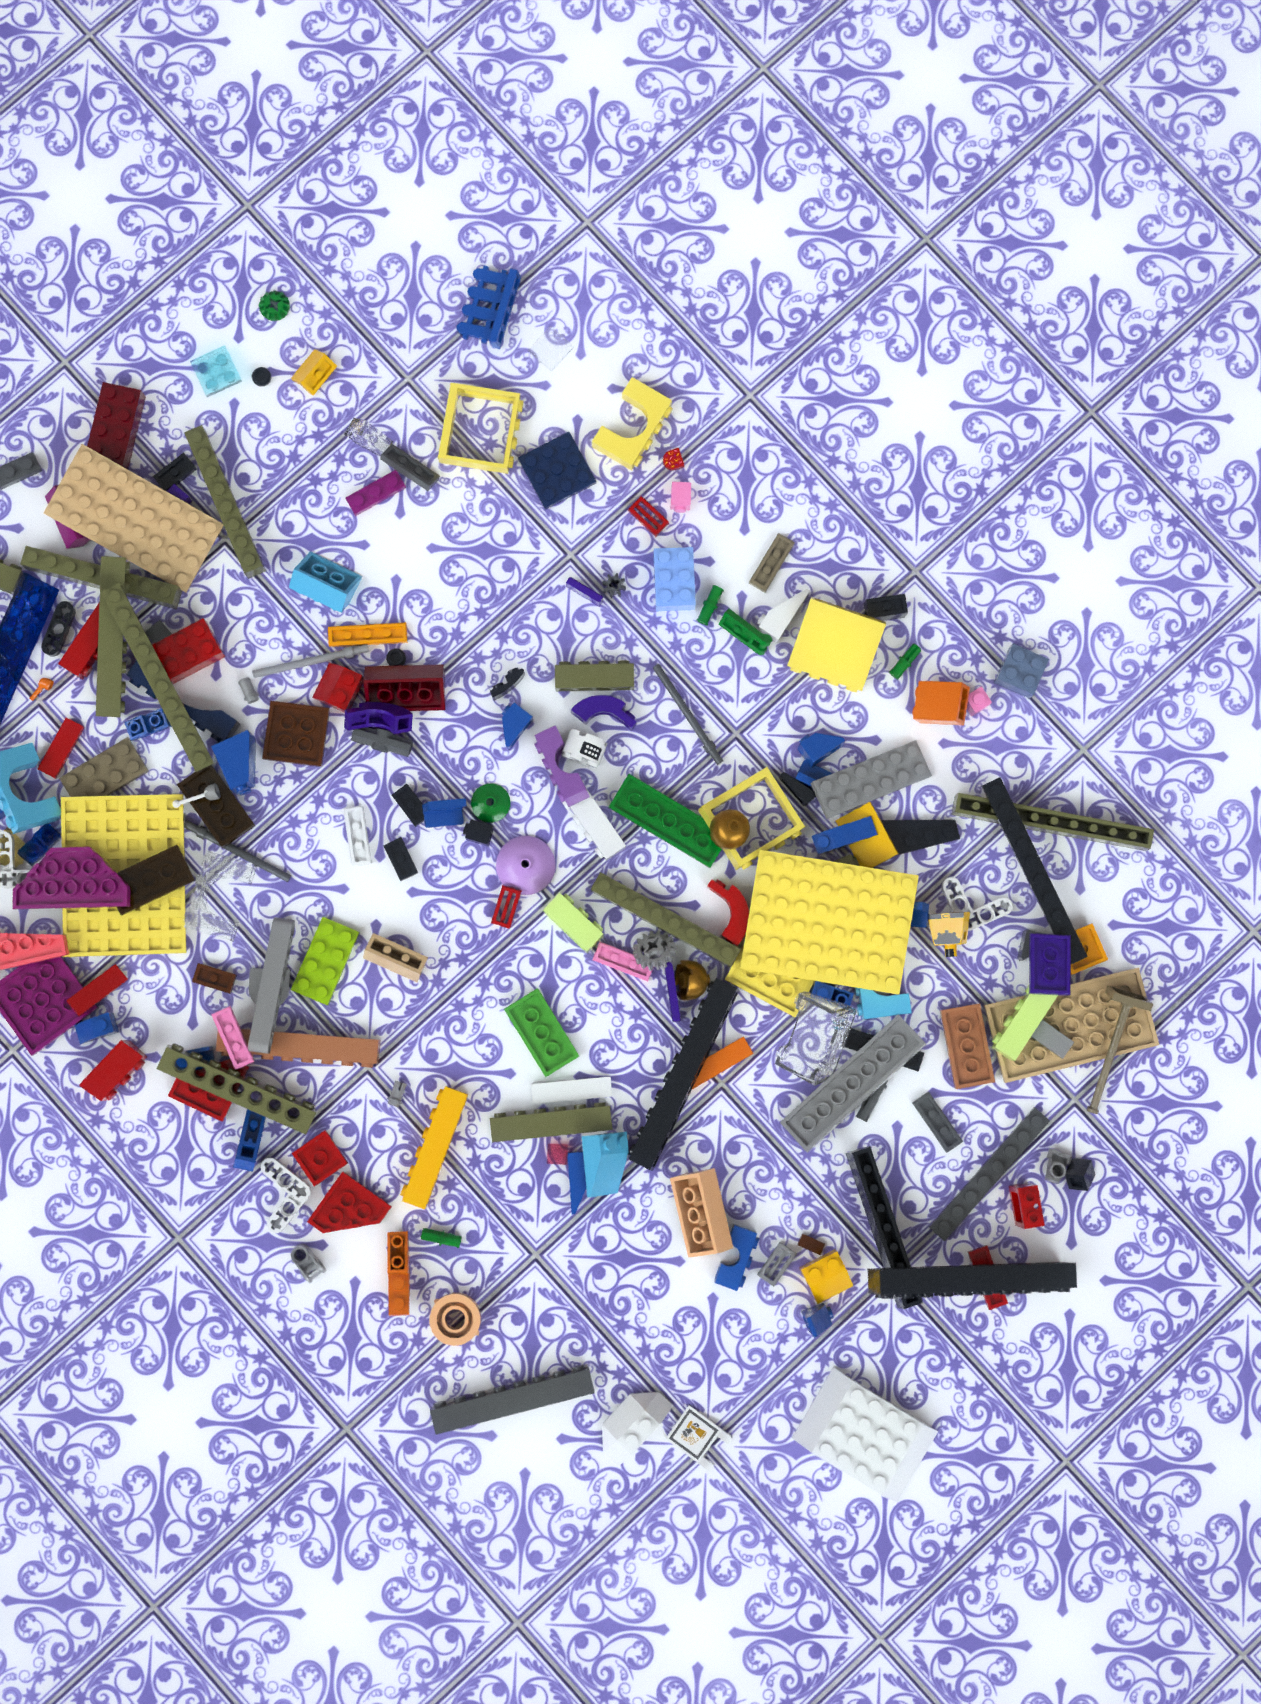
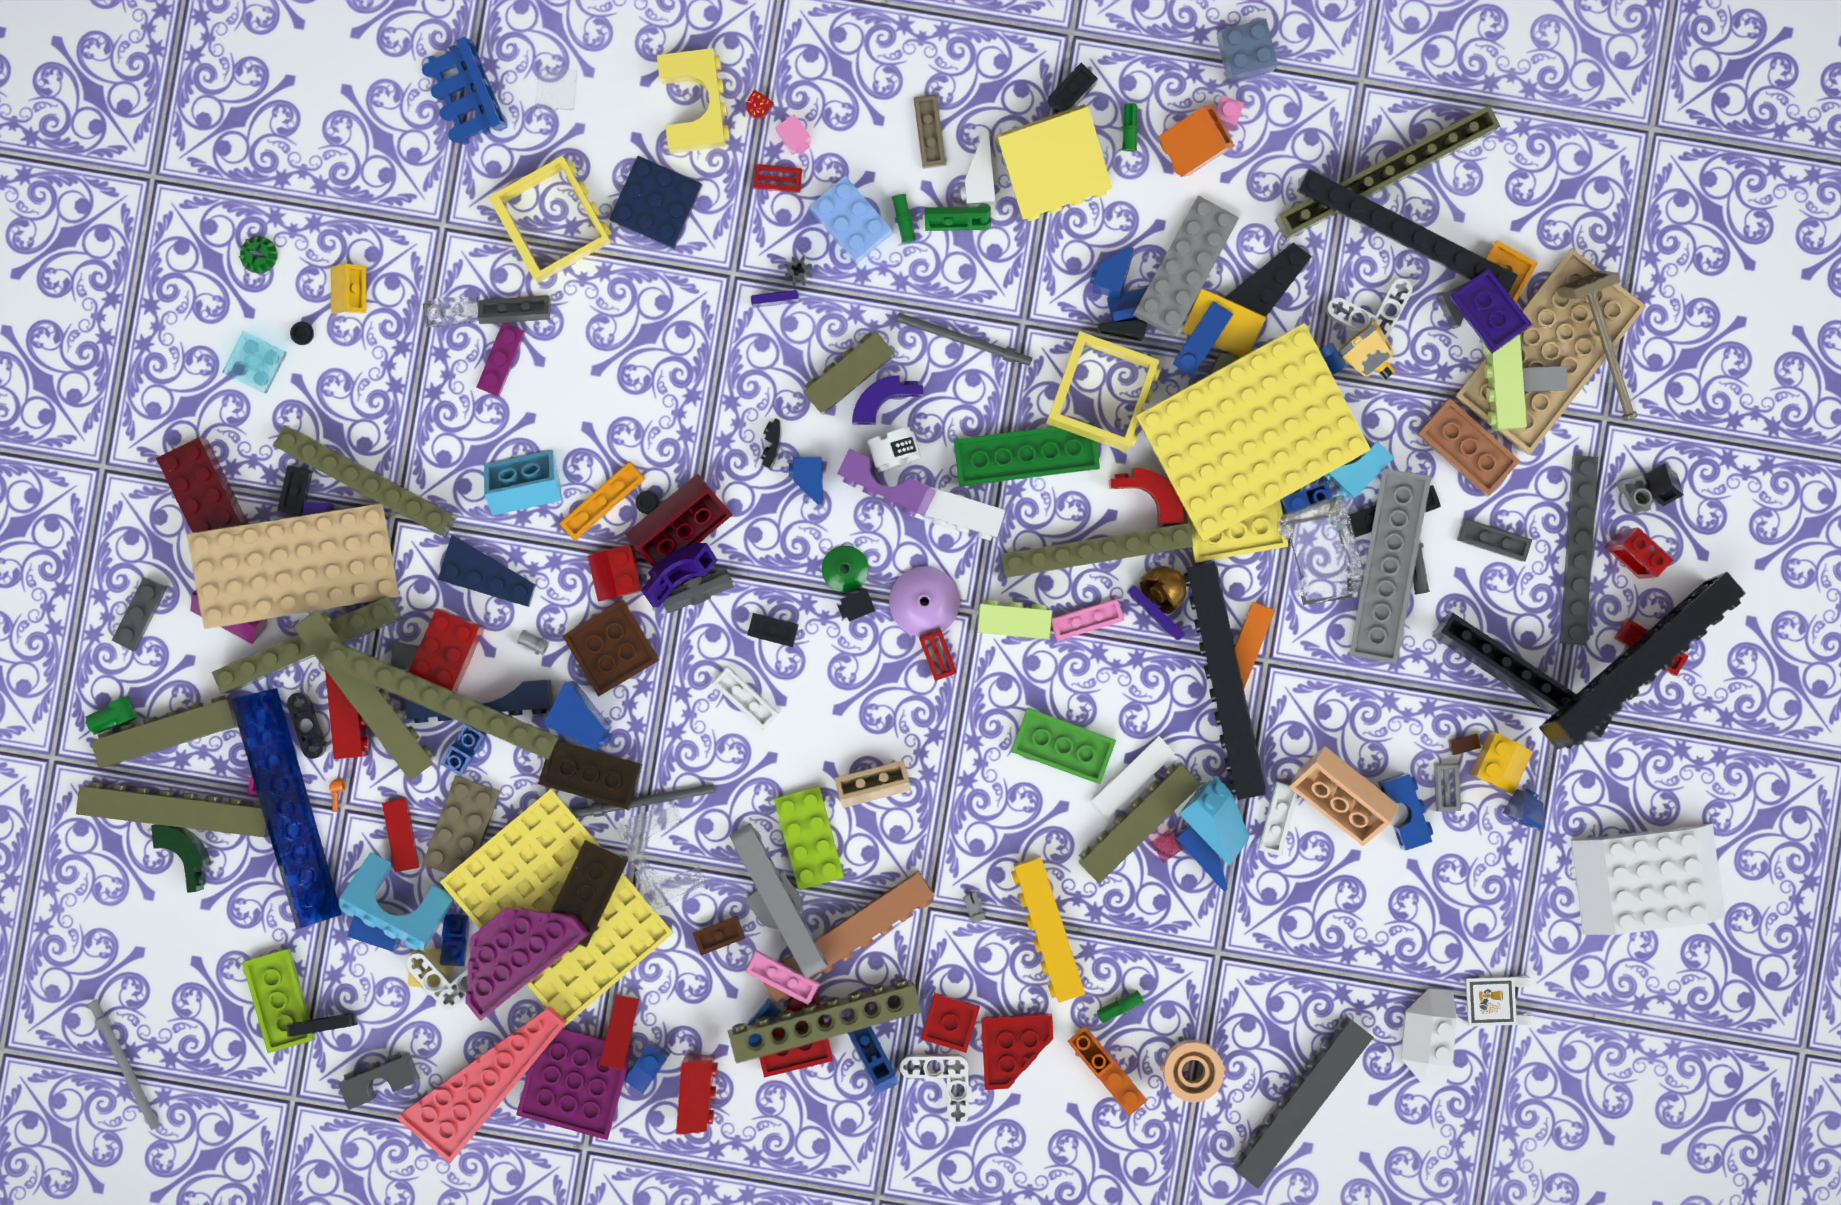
camera: 30 degrees left, 5 degrees up
(211, 792) = (577, 767): hinge -> none
(249, 616) = (478, 572): none -> dark blue wing
(308, 1263) = (1019, 1127): light grey piece -> none
(348, 652) = (597, 532): light grey bar -> none
(400, 859) = (803, 688): black plate -> none
(443, 813) = (810, 613): blue panel -> none
(646, 1195) = (1277, 819): none -> white tile
(654, 950) = (1111, 589): light grey gear -> none
(729, 829) = (1092, 418): pearl gold cylinder -> none

